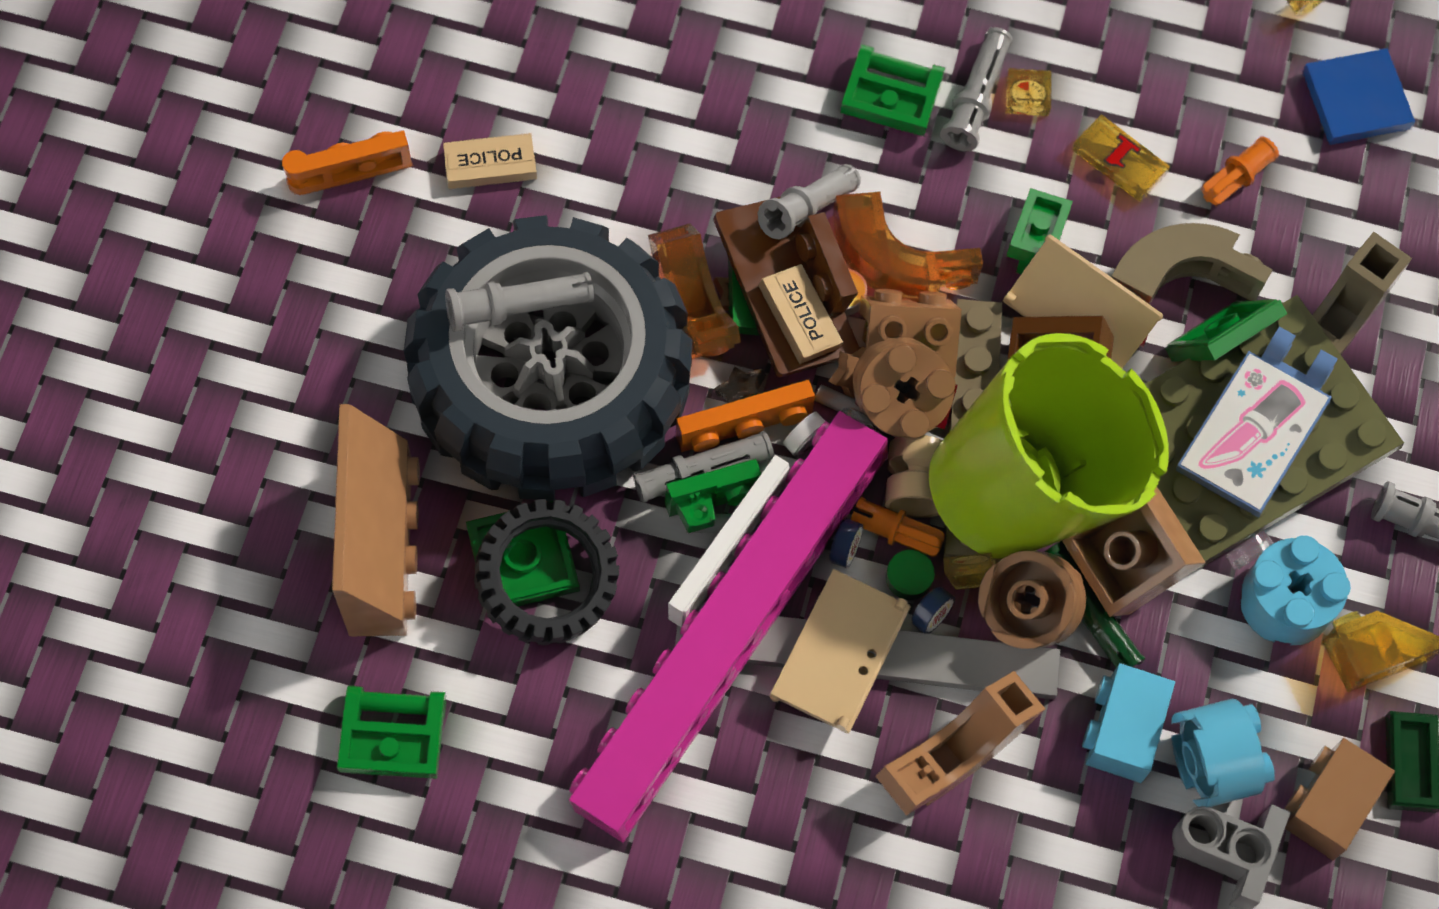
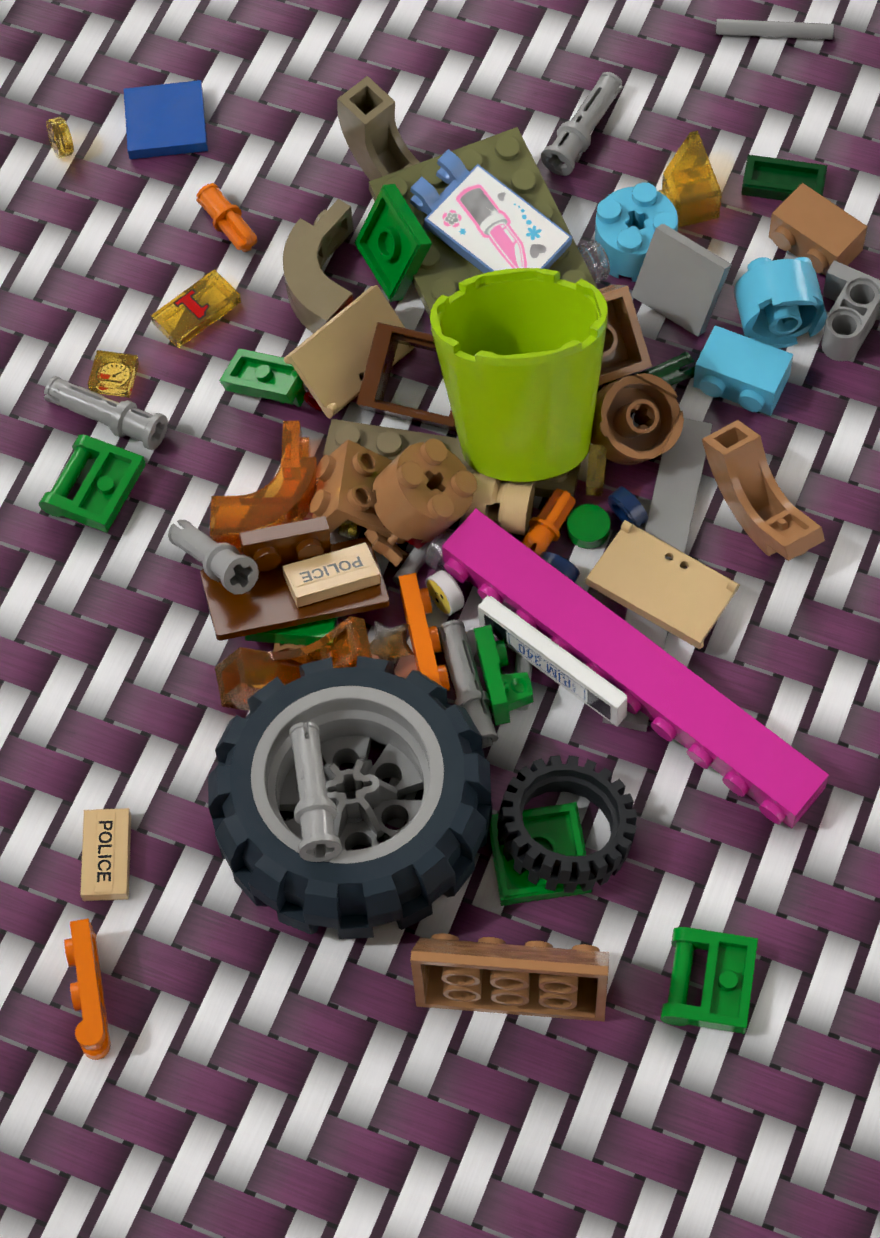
camera: 75 degrees left, 5 degrees down
(1232, 640) = (680, 279): none -> light grey tile

